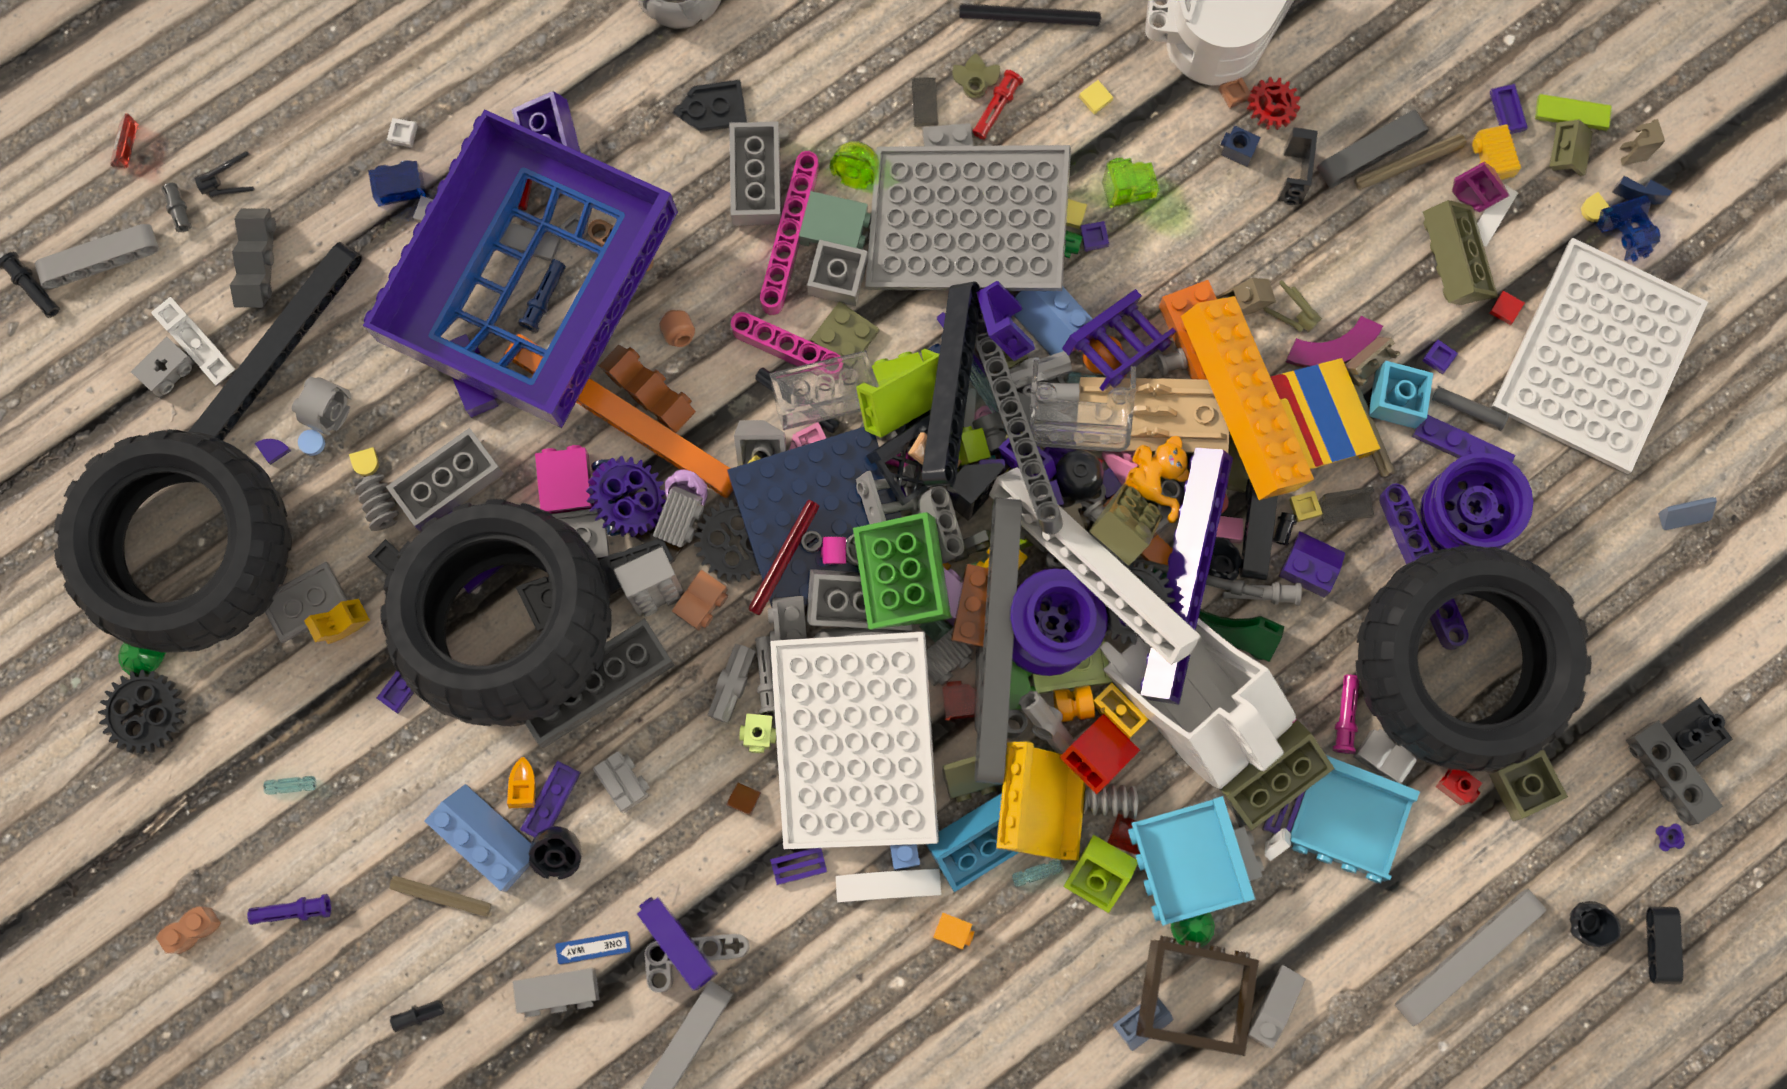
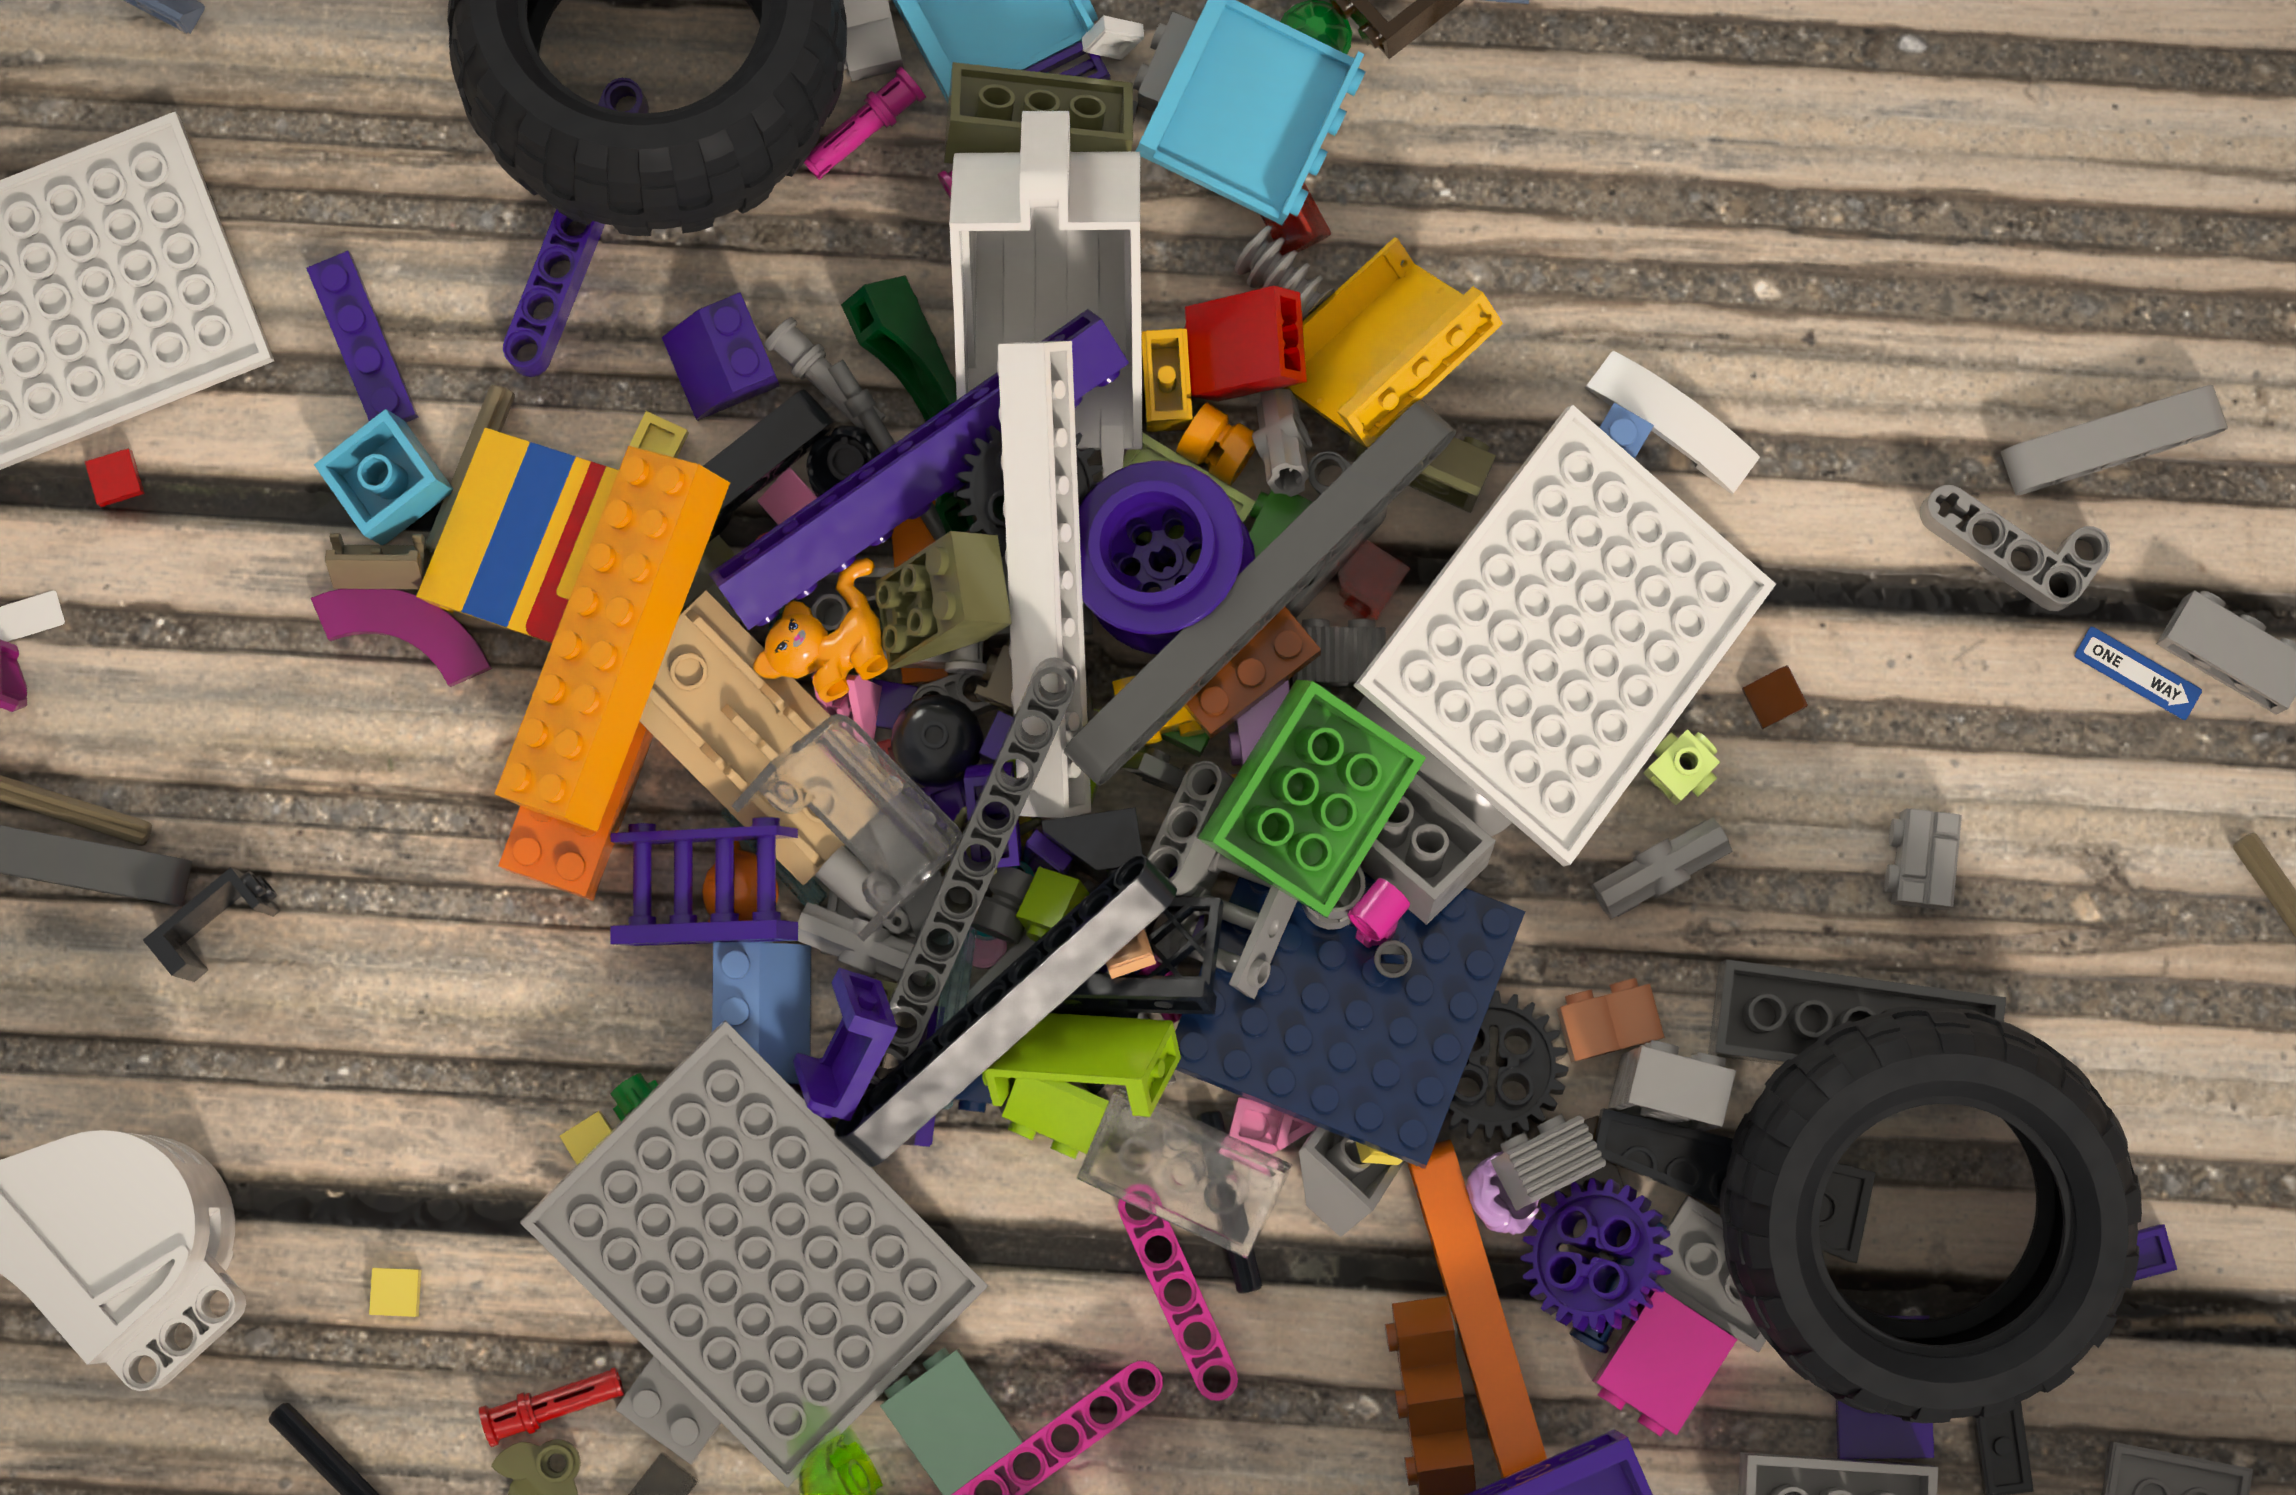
camera: 135 degrees left, 5 degrees up
(338, 622) = (2152, 1424): yellow brick -> none
(481, 837) = (2177, 942): medium blue slope -> none
(521, 786) = (2066, 971): light orange plate -> none
(551, 799) = (2042, 918): dark purple tile -> none
(555, 853) = (2094, 833): black cylinder -> none
(676, 943) = (2031, 562): dark purple slope -> none
(677, 328) = (1313, 1457): nougat head -> none
(765, 688) = (1604, 839): light grey pin -> none
(777, 871) = (1782, 532): dark purple tile -> none
(783, 557) = (1449, 972): dark red axle -> none
(788, 618) = (1514, 883): light grey bracket -> none
(837, 272) = (1012, 1338): light grey brick -> none
(845, 331) = (1077, 1241): olive plate -> none
(954, 931) = (1638, 287): light orange brick -> none
(970, 845) = (1517, 379): dark azure slope -> none
(1037, 872) = (1460, 271): clear light blue axle -> none
(1094, 236) = (592, 1079): dark purple plate -> none
(1101, 874) = (1376, 196): lime slope -> none
(1129, 182) = (471, 1112): clear neon green brick -> none
(1171, 361) = (652, 800): light grey bush -> none
(1234, 92) = (188, 1123): nougat tile -> none
(1239, 155) = (243, 1021): dark blue brick -> none
(1251, 295) = (464, 800): dark tan slope -> none
(1281, 95) = (171, 1050): red gear -> none
(1284, 528) = (714, 437): black pin -> none
(1307, 317) = (404, 701): olive plant -> none
(1346, 505) = (601, 395): clear smoke panel -> none
(1440, 357) = (273, 490): dark purple tile -> none
(1459, 253) = (105, 606): olive slope -> none
(1470, 407) = (302, 383): dark grey pin -> none
(1509, 489) = (419, 173): dark purple wheel -> none

